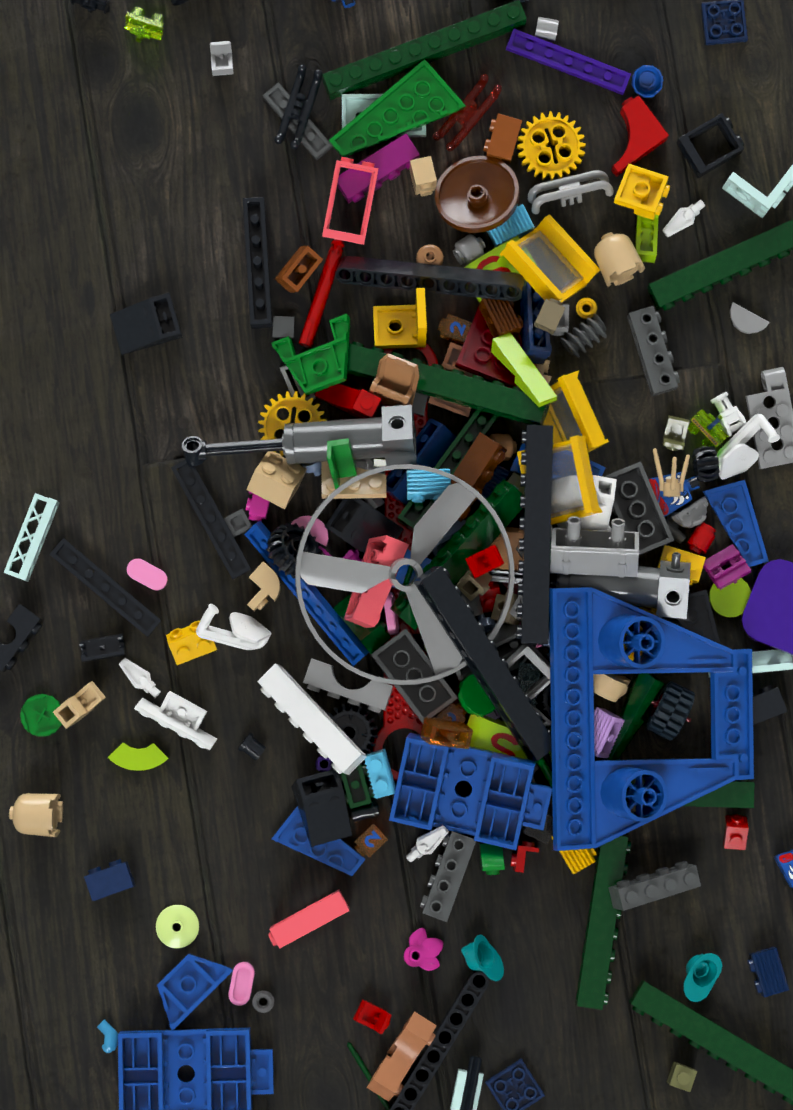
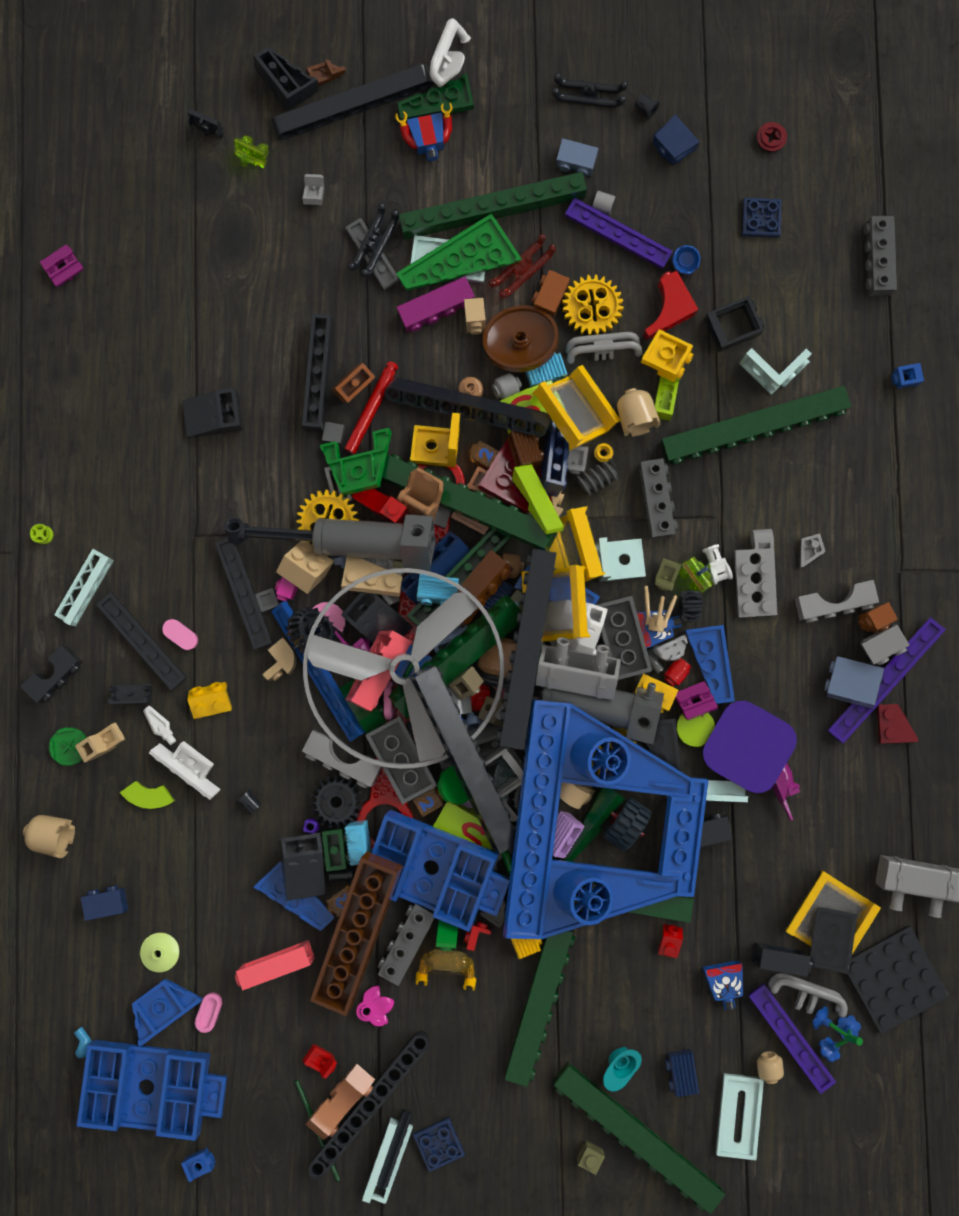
camera: 20 degrees right, 0 degrees up
(245, 633) = (257, 696): white piece -> none
(263, 1008) = (222, 1037): flat silver plate -> none
(311, 719) = (304, 786): white brick -> none
(340, 460) = (361, 557): green panel -> none
(365, 167) = (424, 300): coral window -> none
(393, 870) = (356, 933): none -> reddish brown brick
(427, 843) = (396, 909): white piece -> none
(446, 733) = (421, 816): clear orange brick -> none
(484, 561) = (477, 666): red bracket -> none
(484, 958) = (427, 1022): teal piece -> none
(496, 889) = (447, 962): none -> clear yellow torso
(549, 315) = (568, 453): dark tan brick -> none
(609, 422) = (609, 559): none -> light aqua bracket
(654, 886) = (590, 981): dark grey brick -> none
(683, 218) = (701, 385): white piece -> none
(735, 455) = (719, 603): white piece -> none
(745, 320) = (744, 483): light grey tile -> none

